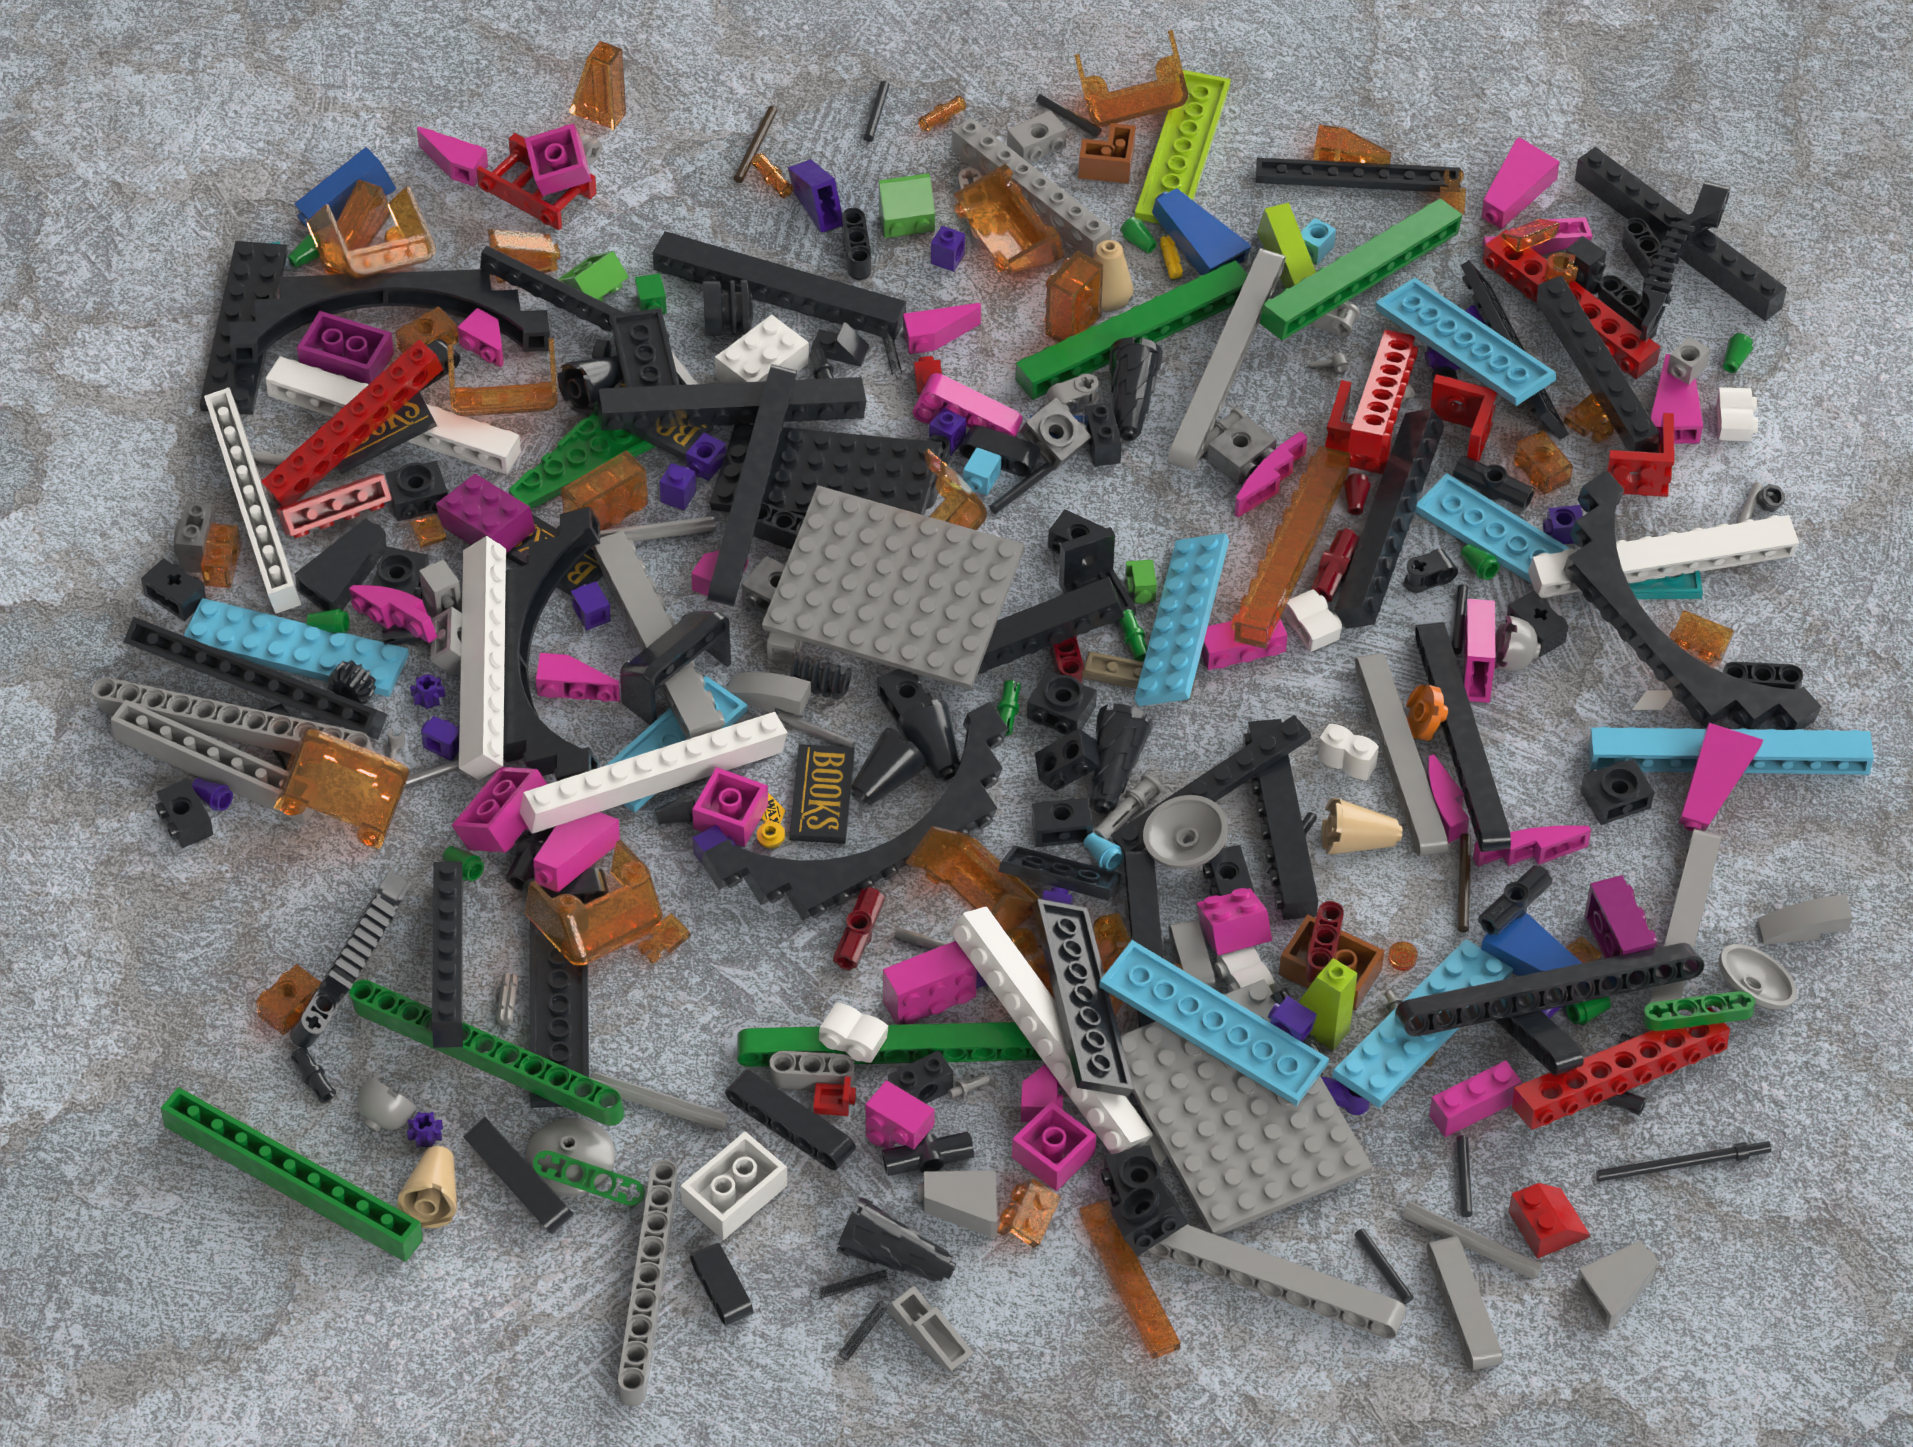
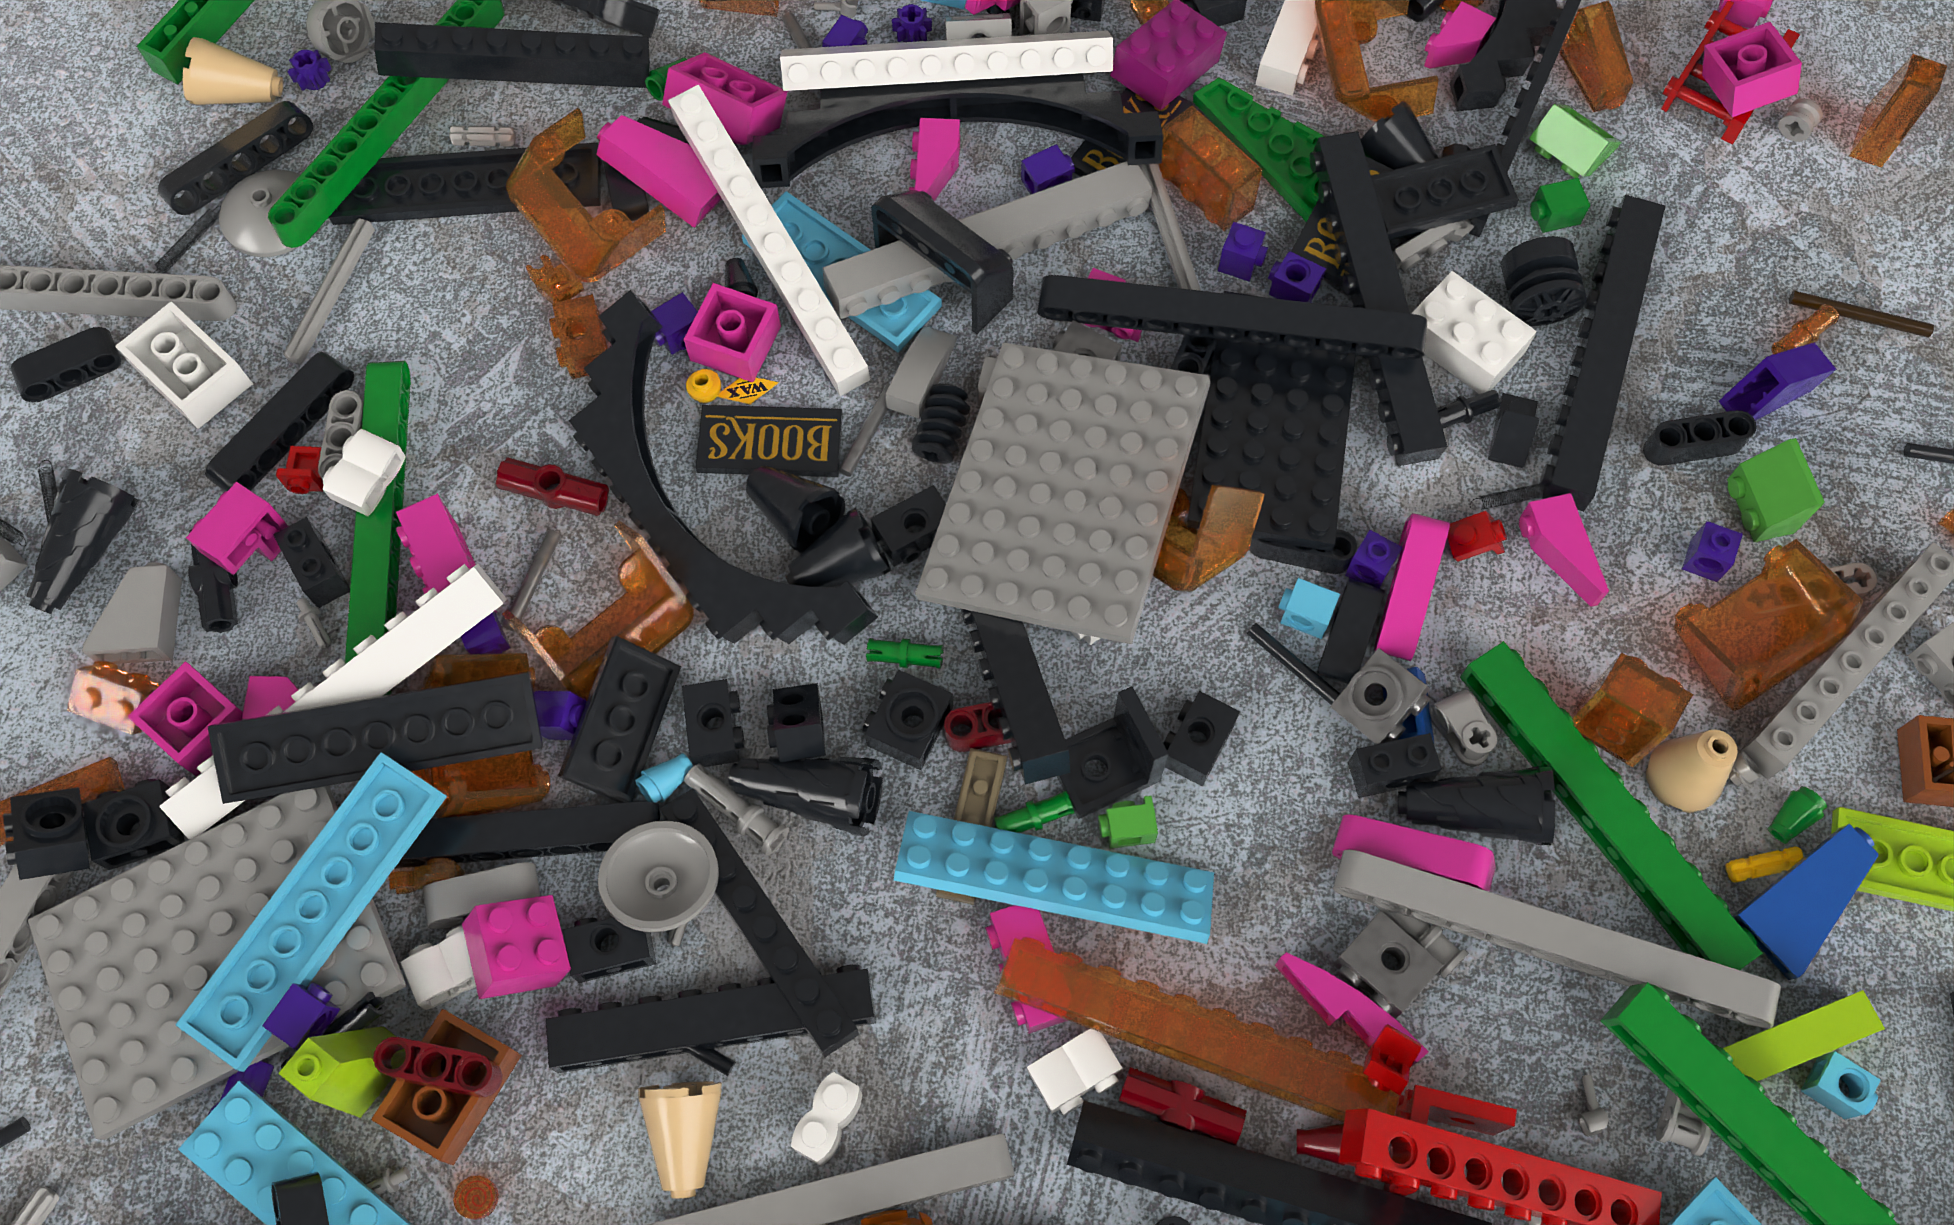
camera: 90 degrees right, 15 degrees up
(588, 1179) = (219, 219): green beam -> none
(602, 1213) = (196, 237): none -> black piece
(732, 904) = (576, 319): none -> clear orange brick
(1165, 427) = (1417, 849): none -> dark pink beam
(1306, 447) = (1390, 1060): none -> red bracket

